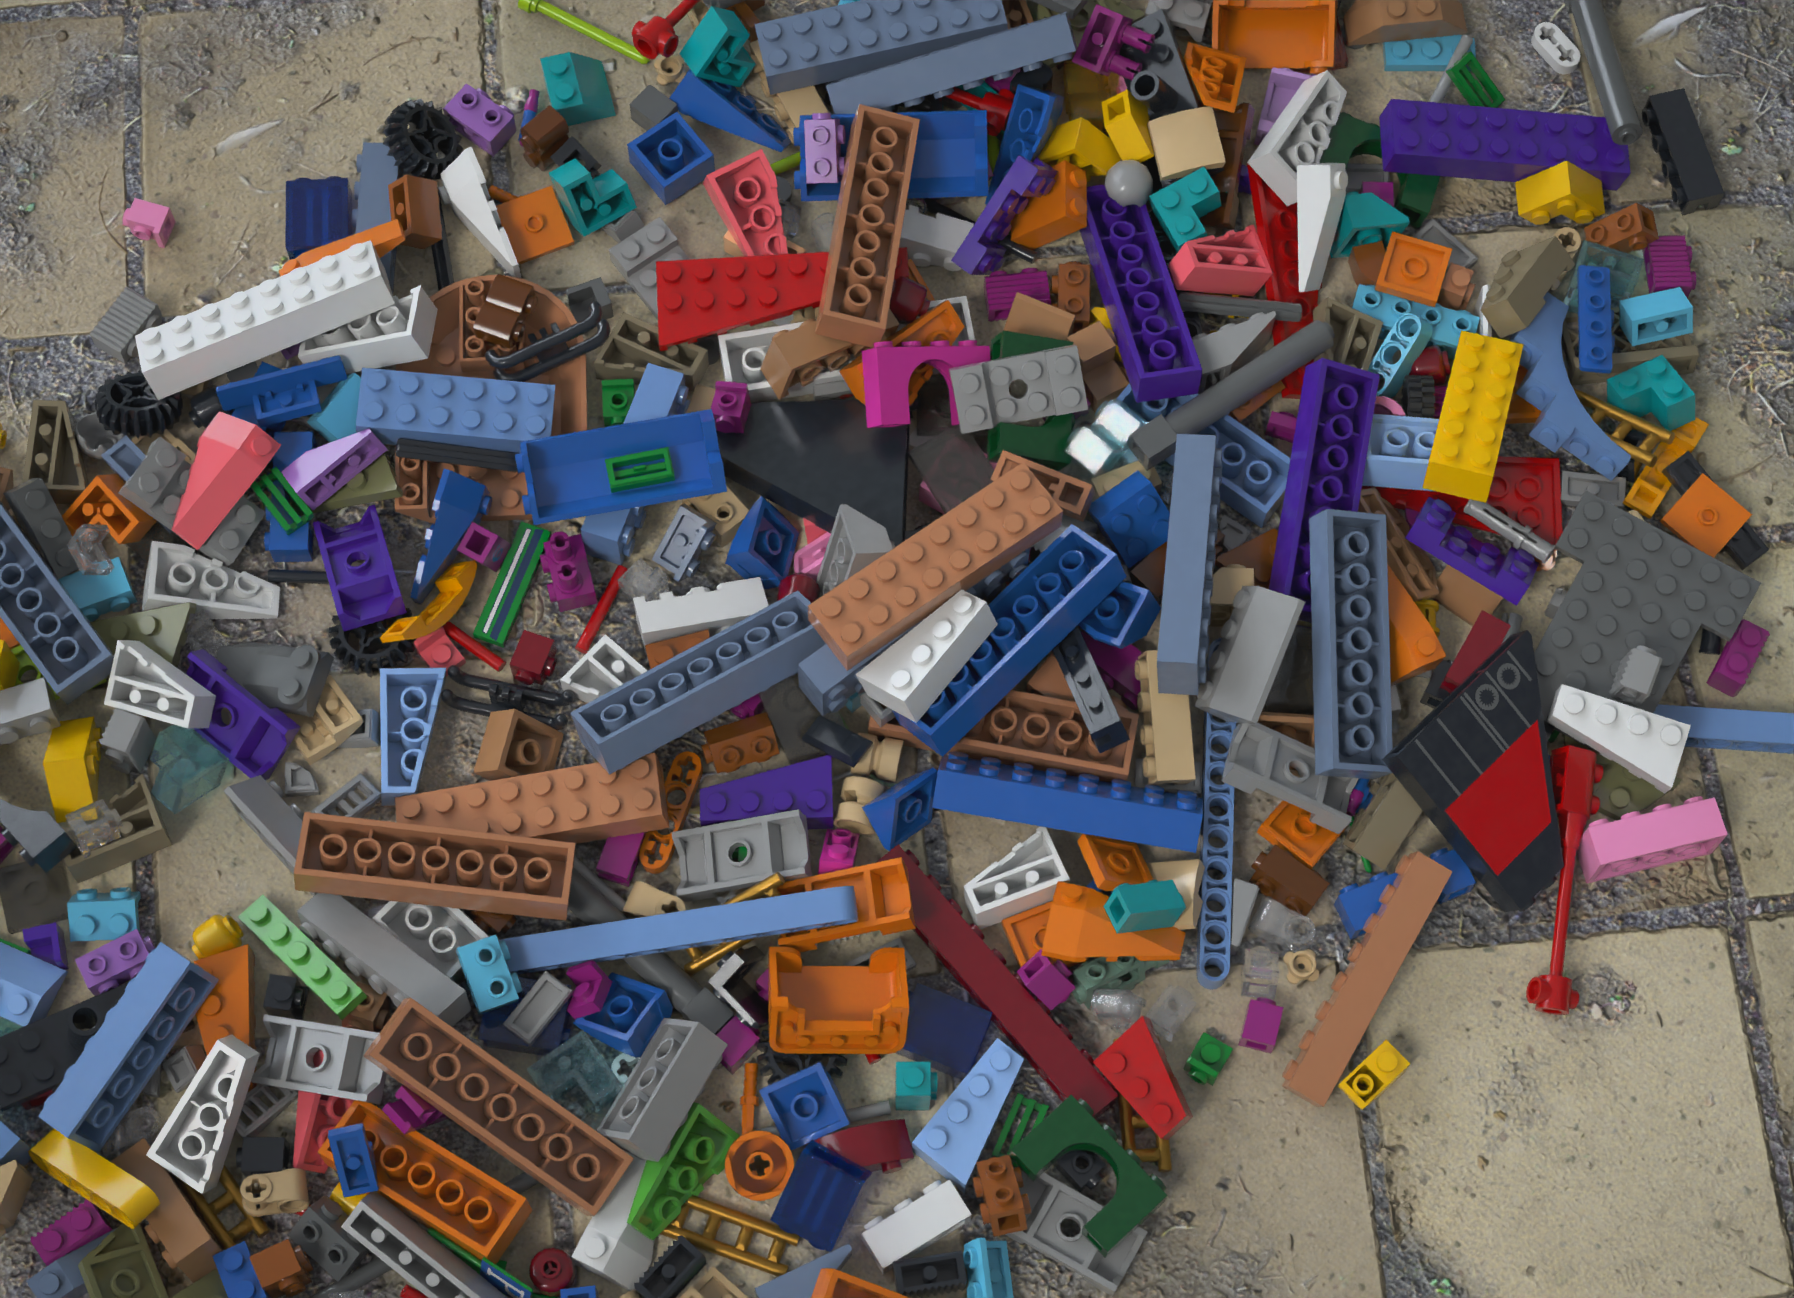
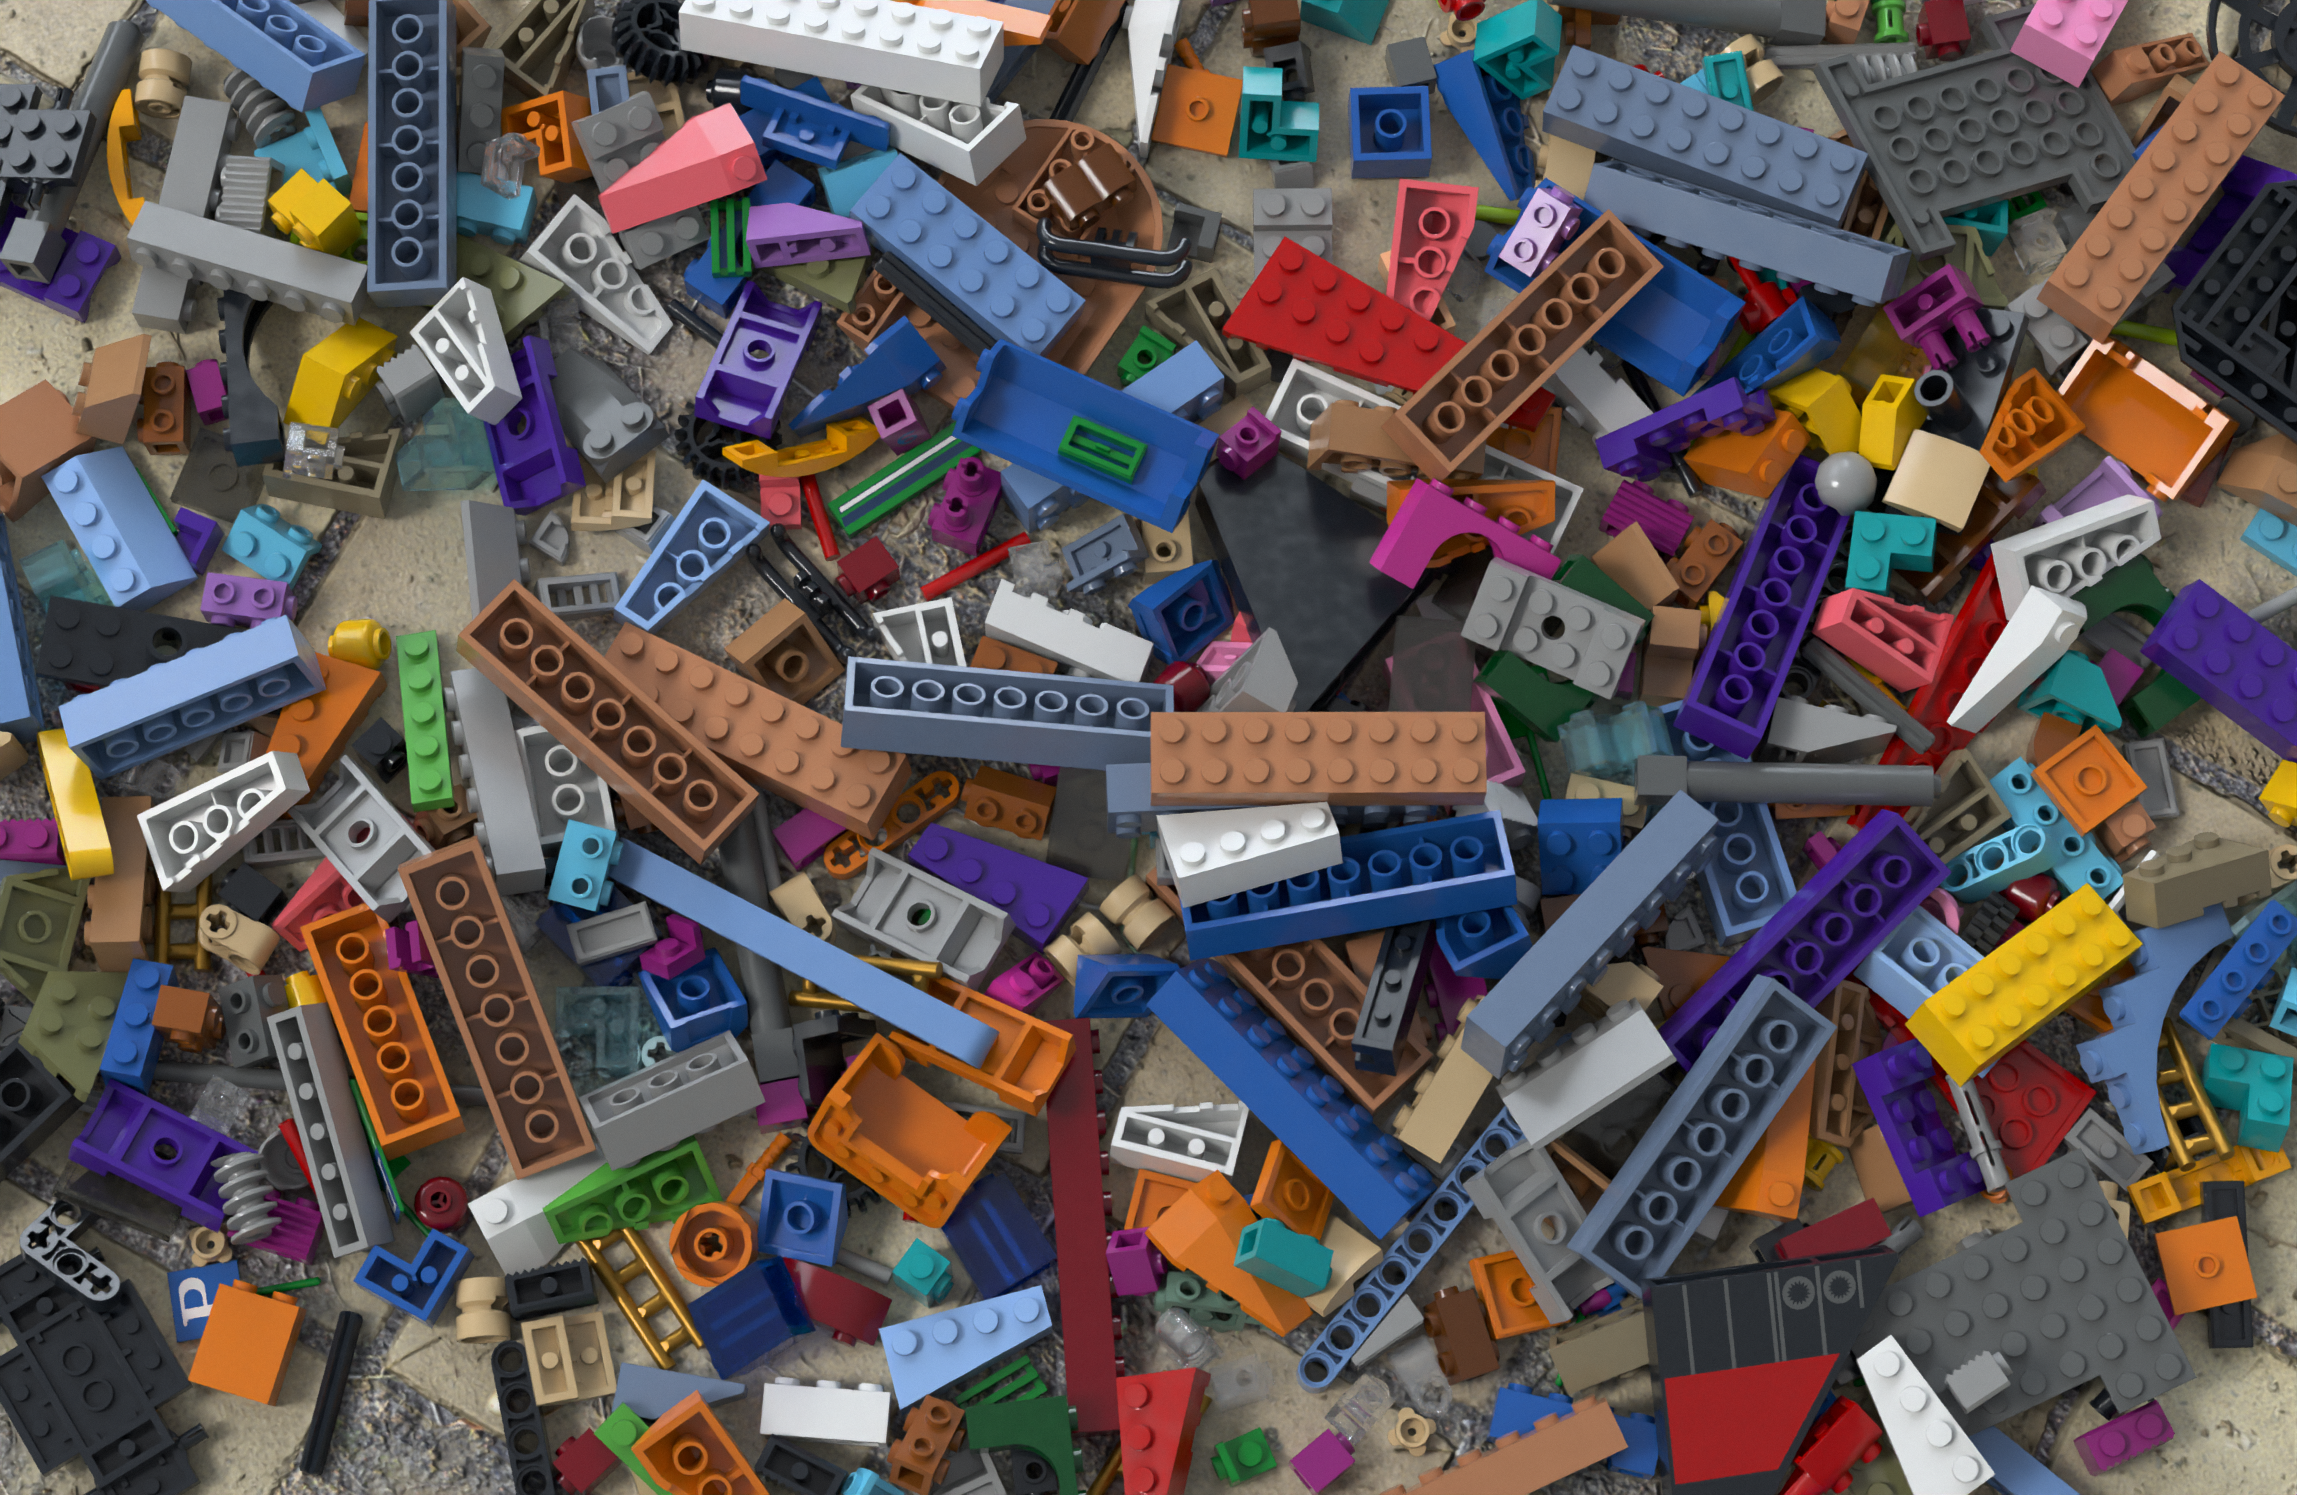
camera: 35 degrees right, 5 degrees up
(354, 1160) = (323, 960): blue slope -> none
(837, 741) = (1104, 868): black tile -> none
(908, 299) = (1512, 451): dark red head -> none
(1068, 492) = (1510, 750): nougat slope -> none

